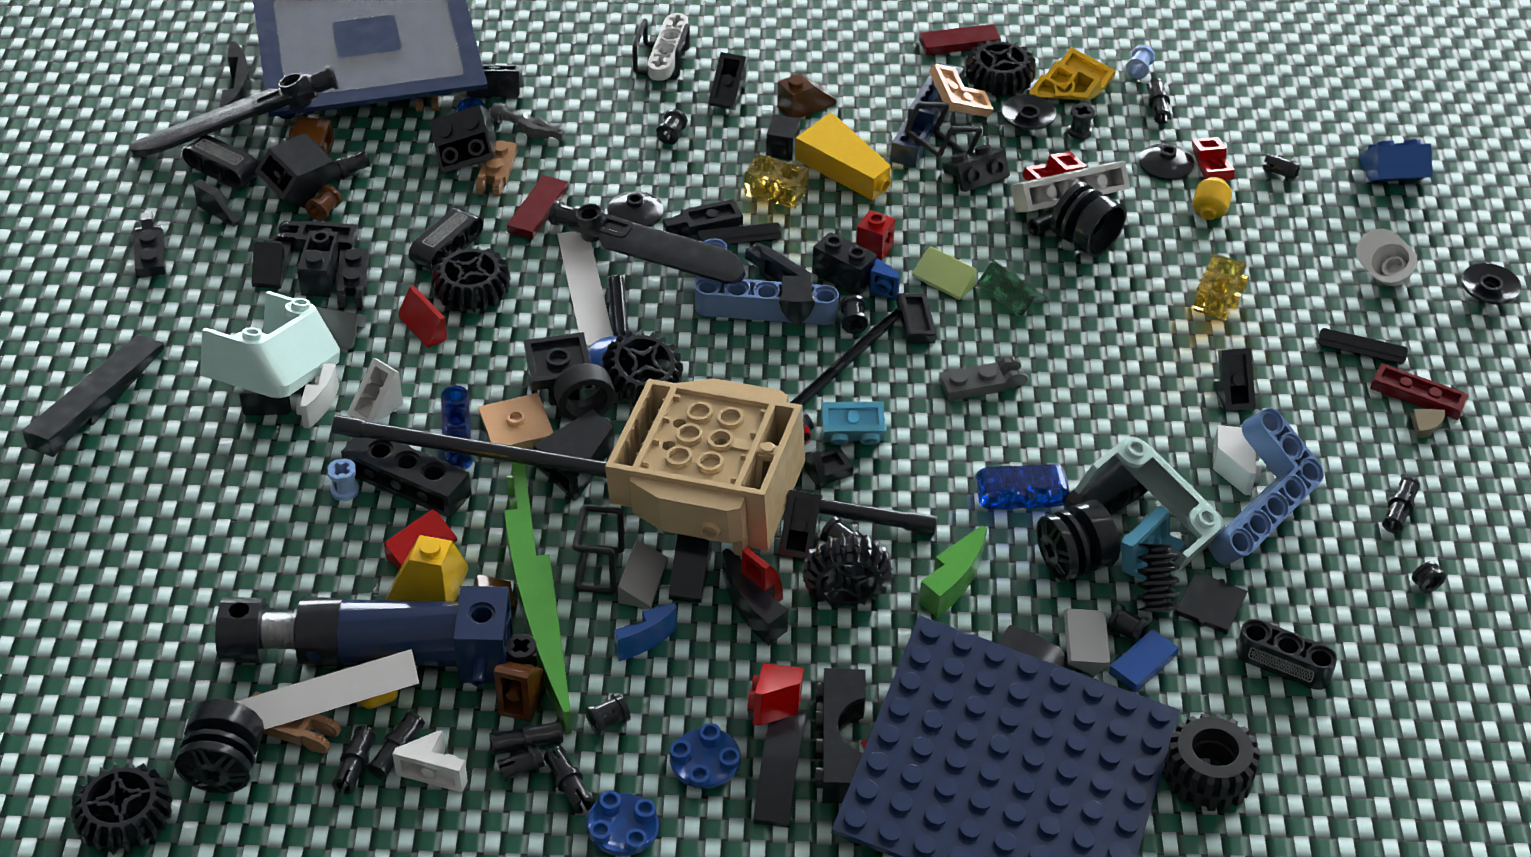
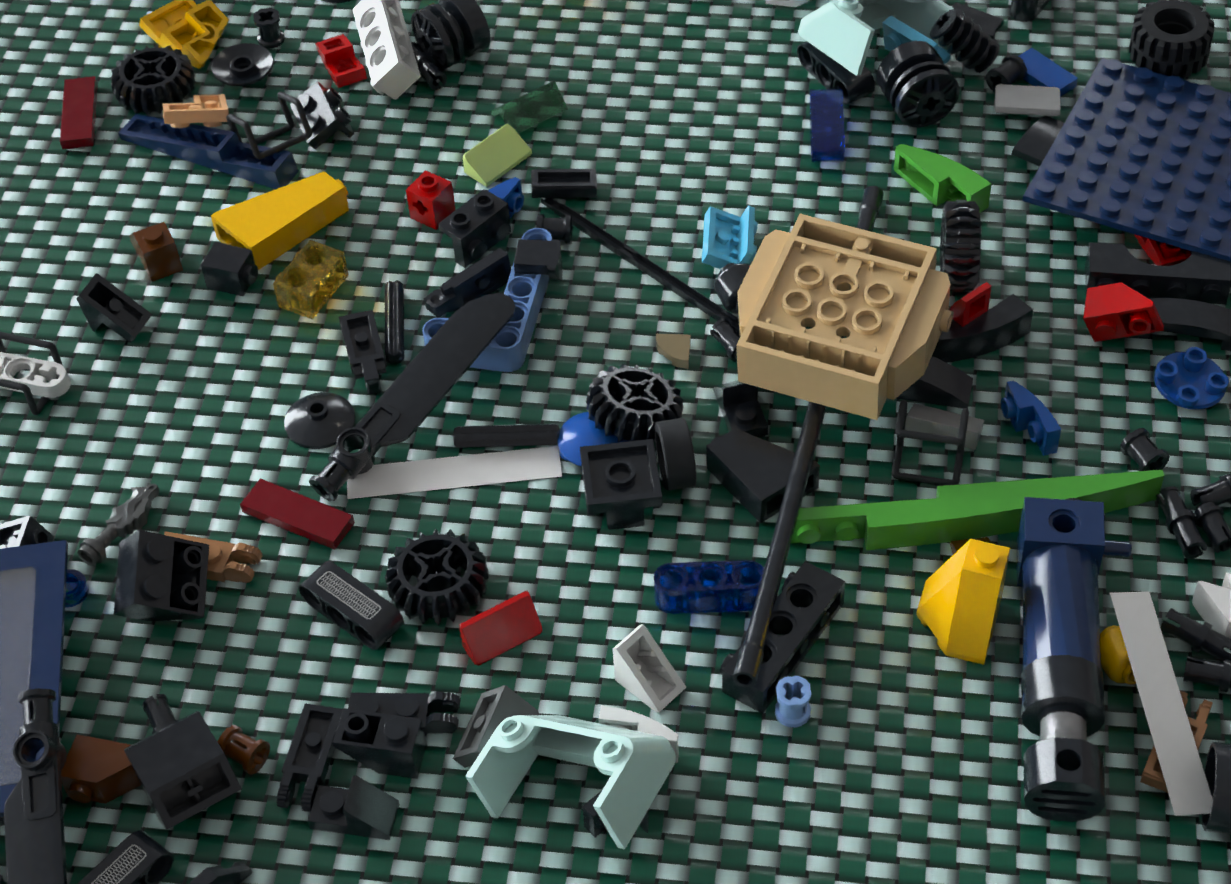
camera: 80 degrees left, 5 degrees up
(428, 525) = (893, 626): red slope -> none
(516, 421) = (698, 532): light nougat plate -> none
(518, 690) = (1128, 512): reddish brown slope -> none
(671, 126) = (177, 372): black bush -> none
(982, 379) = (663, 146): dark grey hinge -> none

